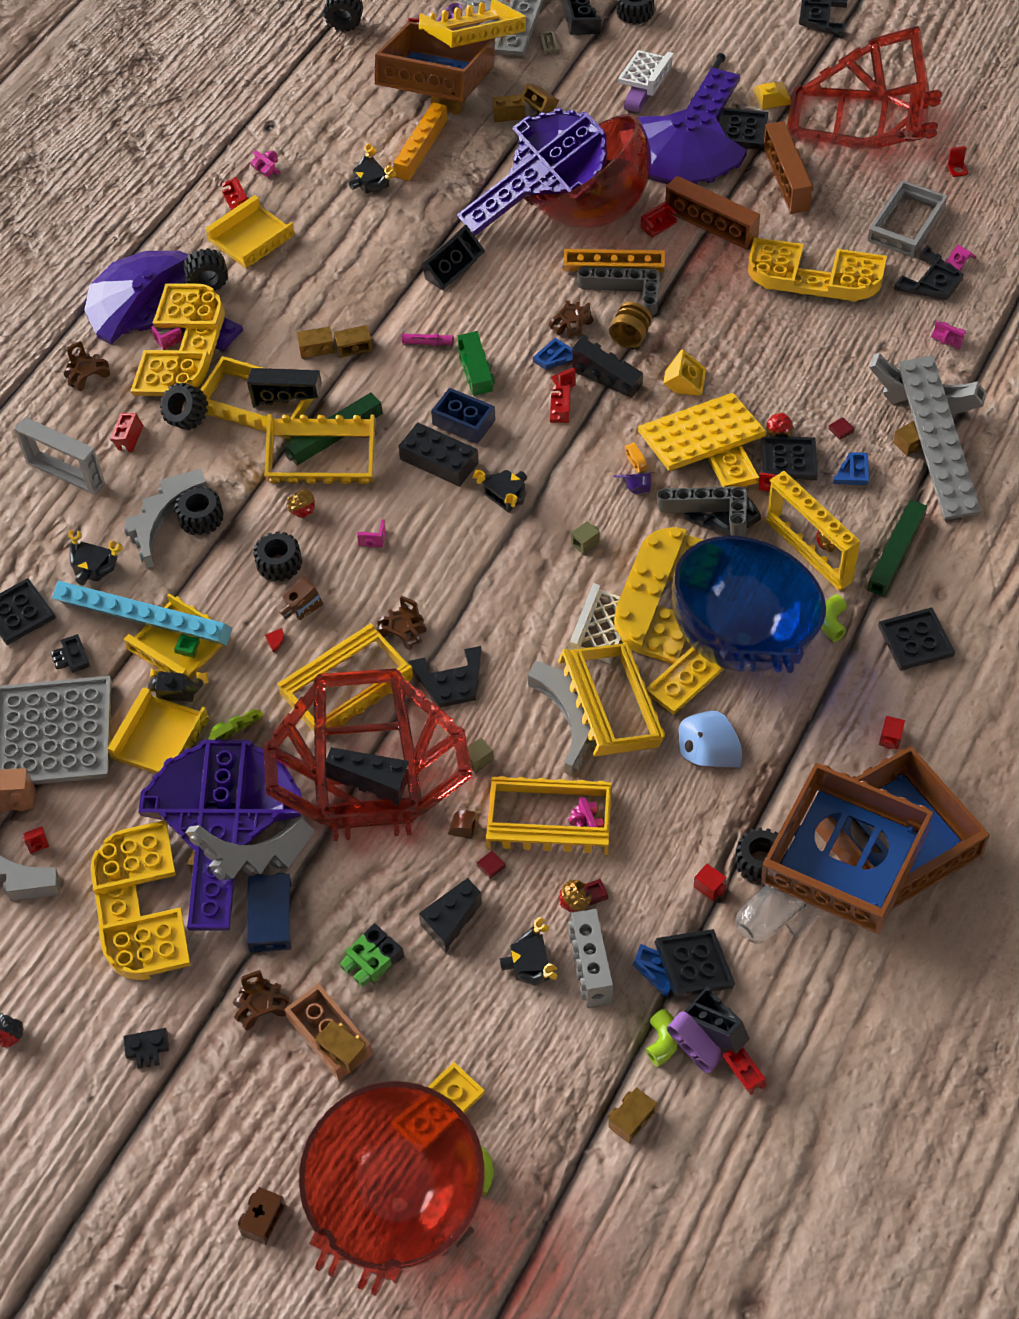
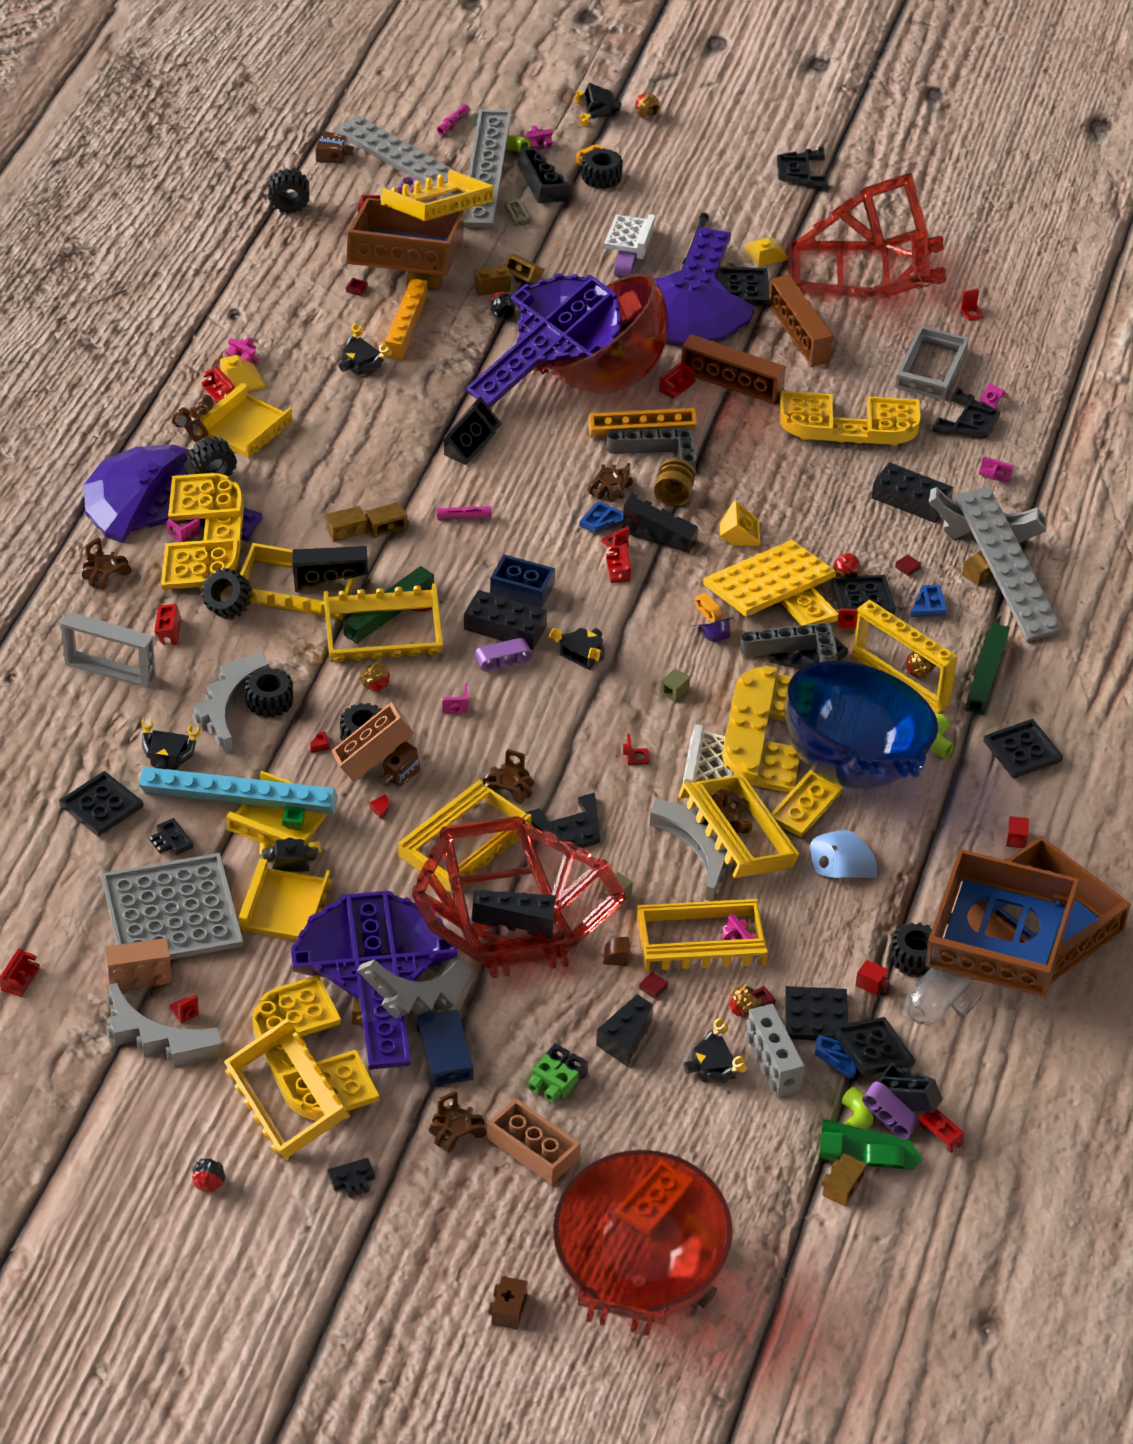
camera: 15 degrees left, 10 degrees down
(130, 938) = (309, 1071): none -> yellow window
(199, 225) = (187, 418): none -> reddish brown piece
(224, 730) = (365, 883): lime plate -> none
(235, 567) = (319, 743): none -> red tile
(260, 184) = (242, 371): none -> yellow slope
(275, 575) = (372, 742): none -> nougat brick
(341, 1045) = (554, 1145): pearl gold brick -> none
(385, 106) = (356, 286): none -> dark red tile
(428, 490) = (503, 654): none -> medium lavender beam
(475, 364) = (521, 530): green wedge -> none
(508, 133) = (502, 302): none -> black piece
(526, 605) = (629, 752): none -> red bracket
(604, 683) = (724, 801): none -> reddish brown piece
(645, 914) = (814, 1011): none -> black plate
(662, 1080) = (867, 1146): none -> green panel
(855, 350) = (908, 491): none -> black brick

